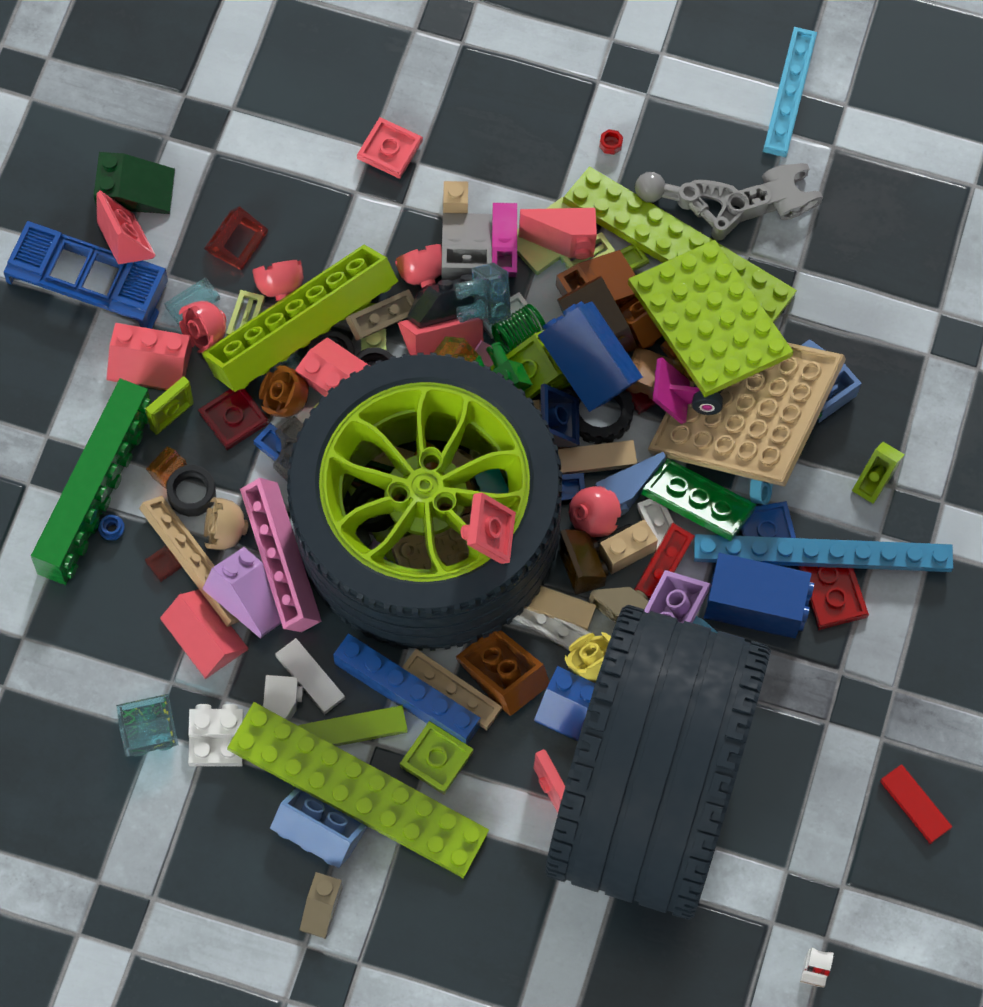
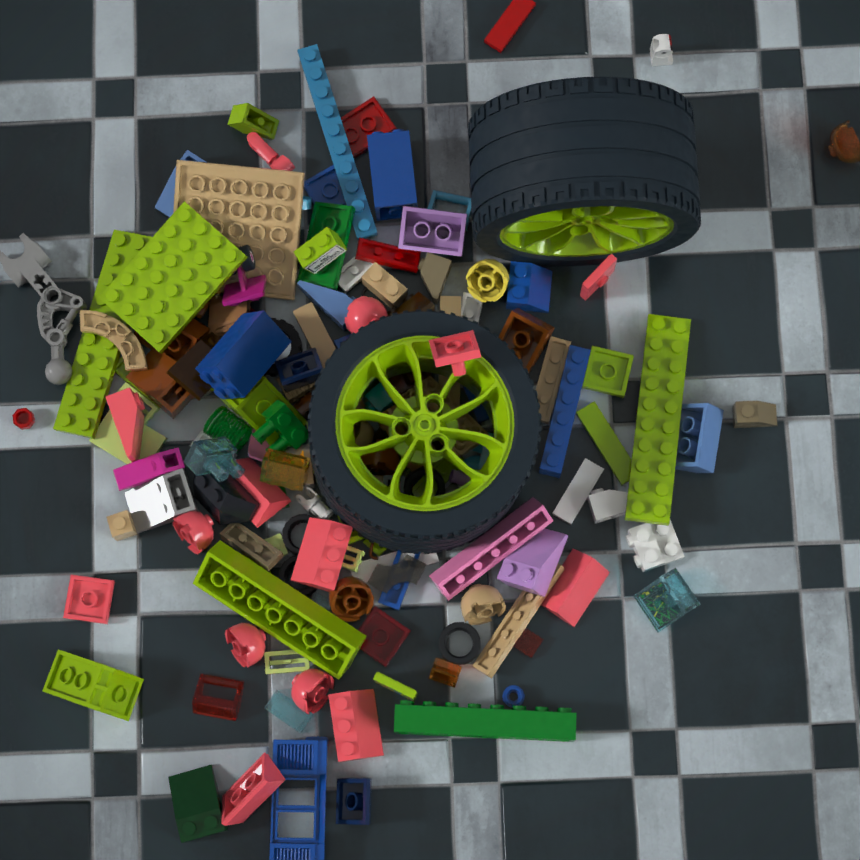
camera: 100 degrees left, 10 degrees up
(69, 334) = (353, 801): none -> dark blue slope
(291, 124) = (93, 685): none -> lime bracket
(683, 240) = (118, 334): none -> tan tile
(689, 483) = (320, 250): none -> lime brick
(814, 483) = (268, 154): none -> coral piece

